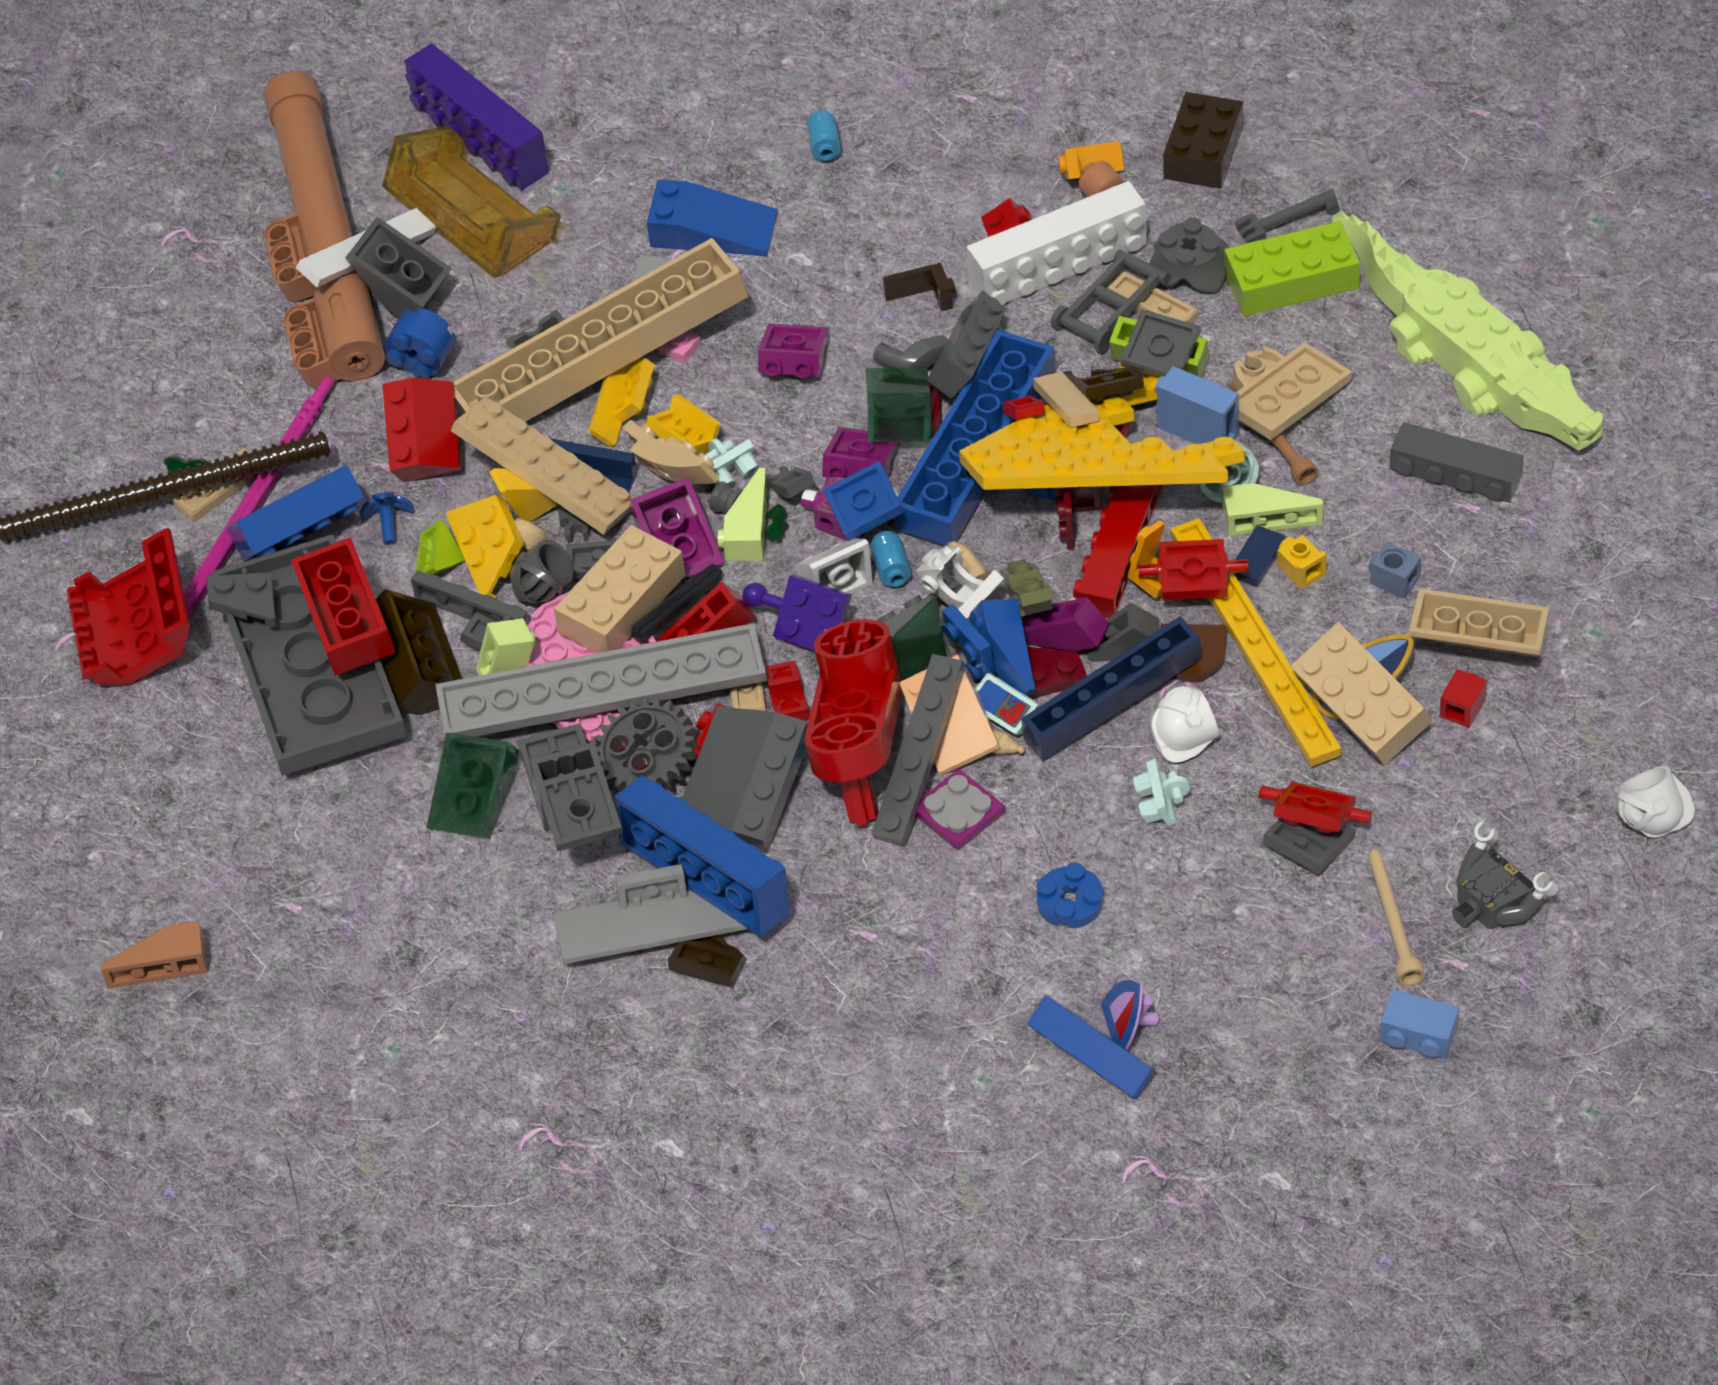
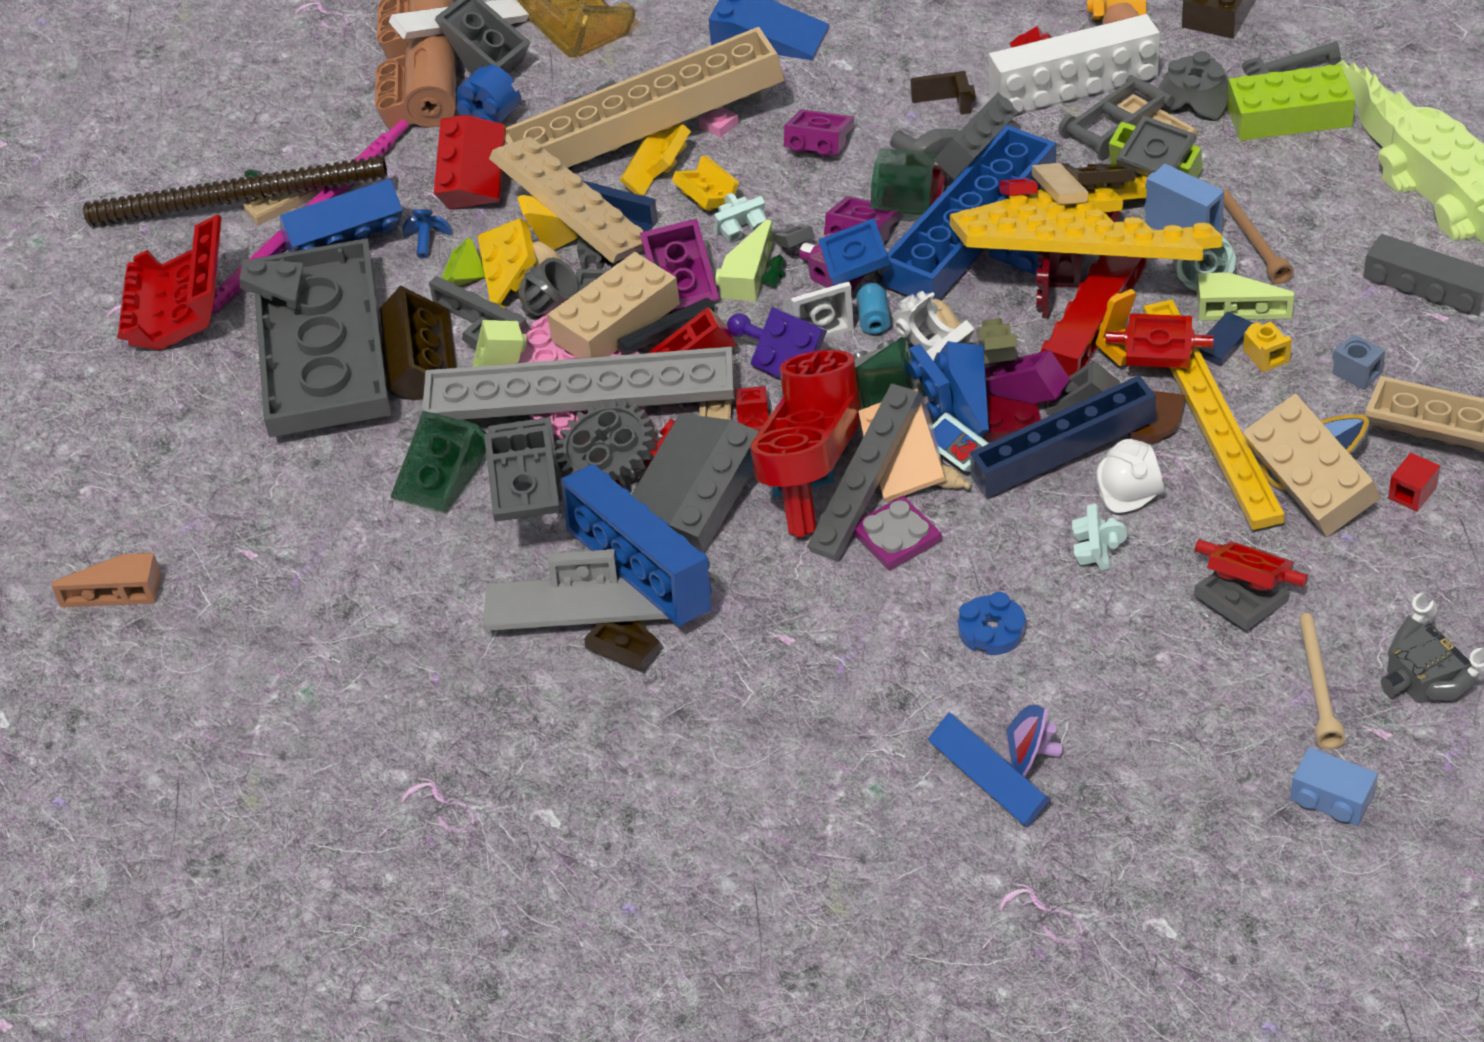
camera: 10 degrees right, 5 degrees down
(343, 606) = (355, 293): red brick -> none
(669, 457) = (686, 203): tan slope -> none
(723, 497) = (727, 242): dark grey wheel -> none
(1284, 386) = (1265, 199): tan plate -> none

